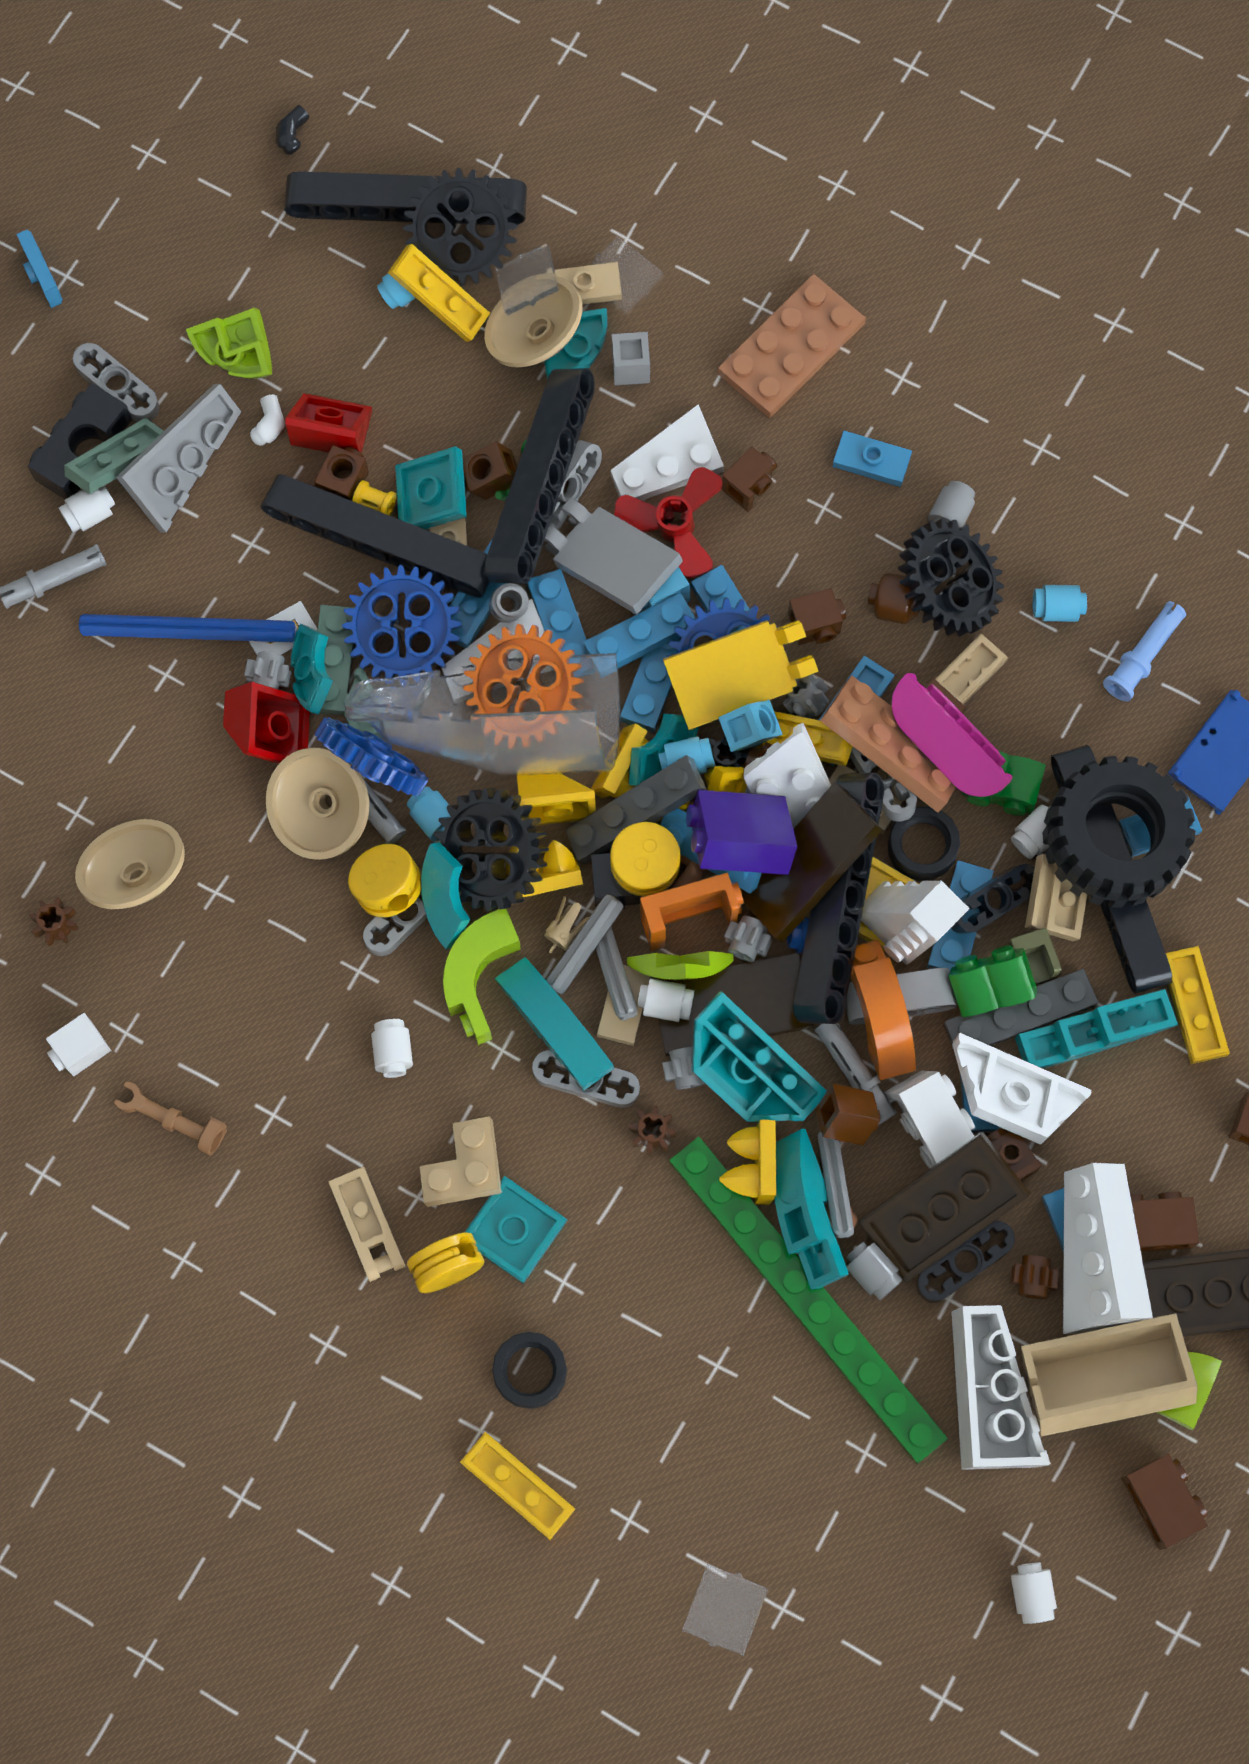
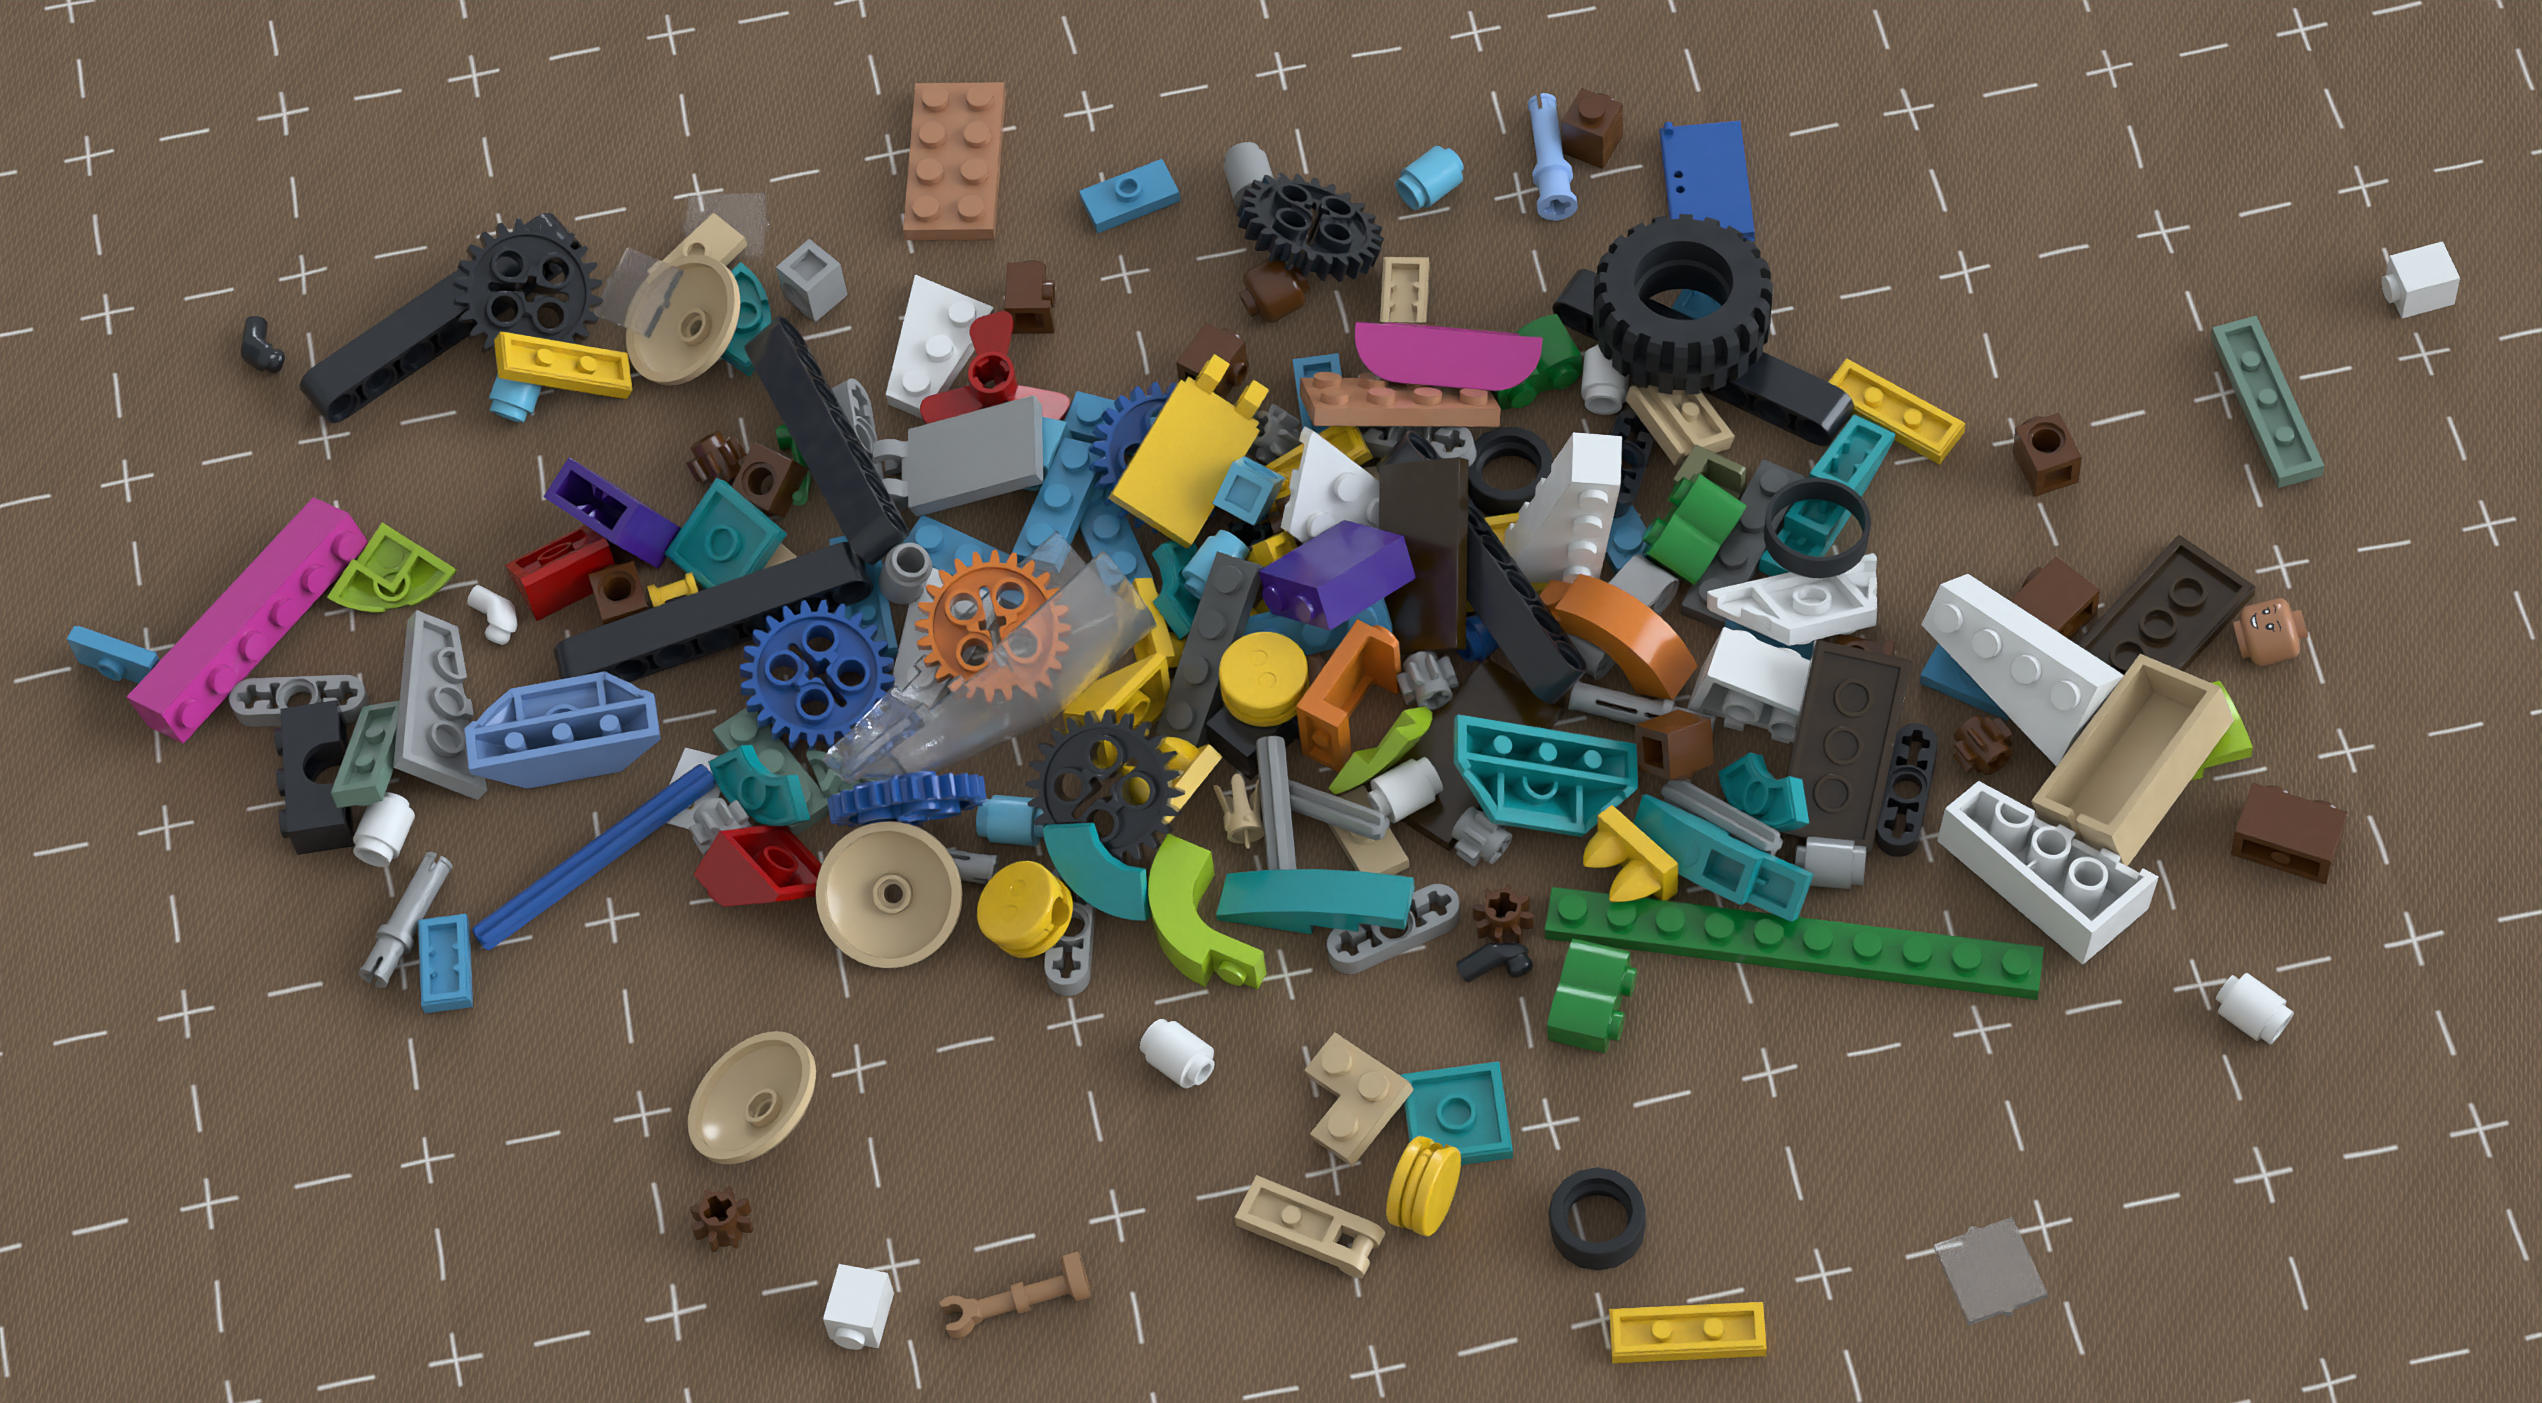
camera: 35 degrees left, 15 degrees down
(48, 623) = (445, 963): none -> dark azure plate
(127, 307) = (247, 620): none -> dark pink brick
(231, 532) = (562, 731): none -> medium blue wedge
(377, 418) = (612, 512): none -> dark purple brick
(474, 429) = (716, 458): none -> reddish brown gear
(624, 1150) = (1494, 955): none -> black arm
(655, 1227) = (1590, 996): none -> green brick
(869, 1194) = (1758, 794): none -> teal tile
(1092, 1022) = (1823, 490): none -> black tyre
(1188, 654) = (1592, 128): none -> reddish brown brick

